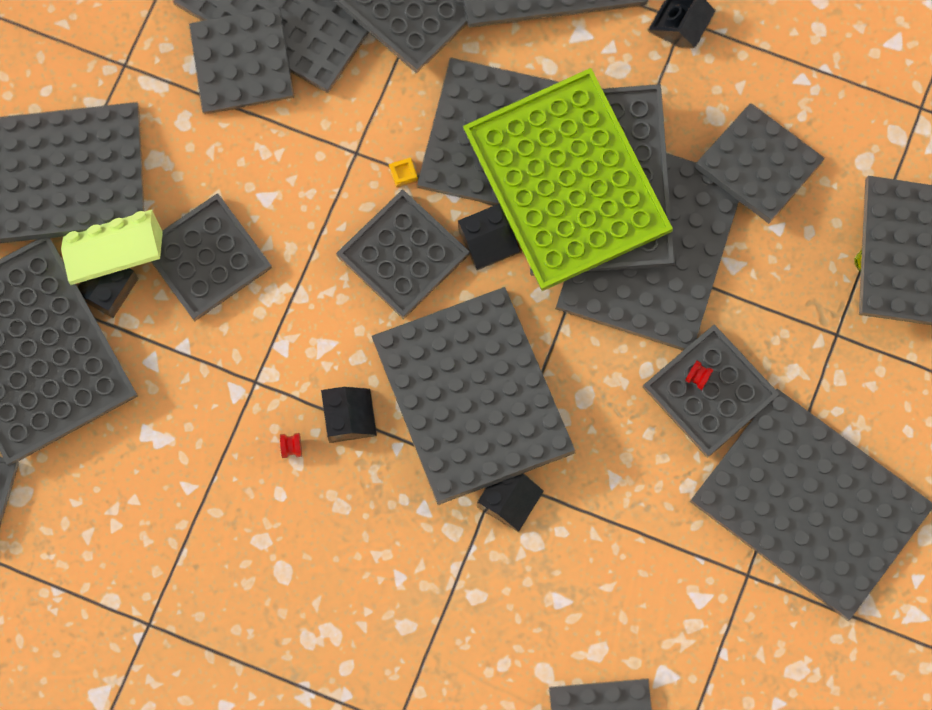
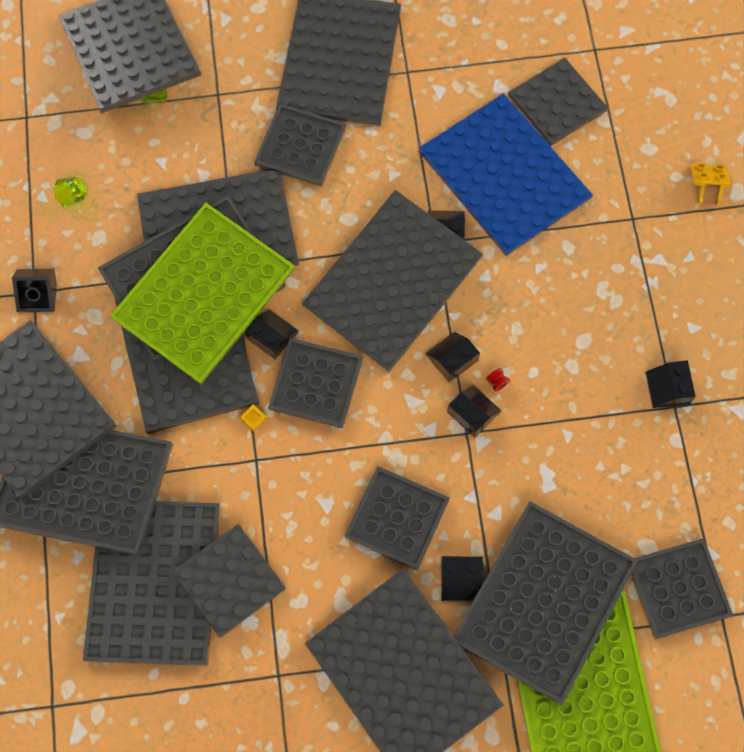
camera: 120 degrees left, 5 degrees down
(112, 246) = (436, 578): yellowish green slope -> none
(171, 630) = (670, 384): none -> black slope
(272, 400) = (473, 410): none -> black slope
(542, 609) = (505, 174): none -> blue plate
(699, 375) = (296, 149): red wheel -> none
(759, 163) = (121, 189): dark grey plate -> none
(789, 107) = (70, 191): none -> clear neon green hair

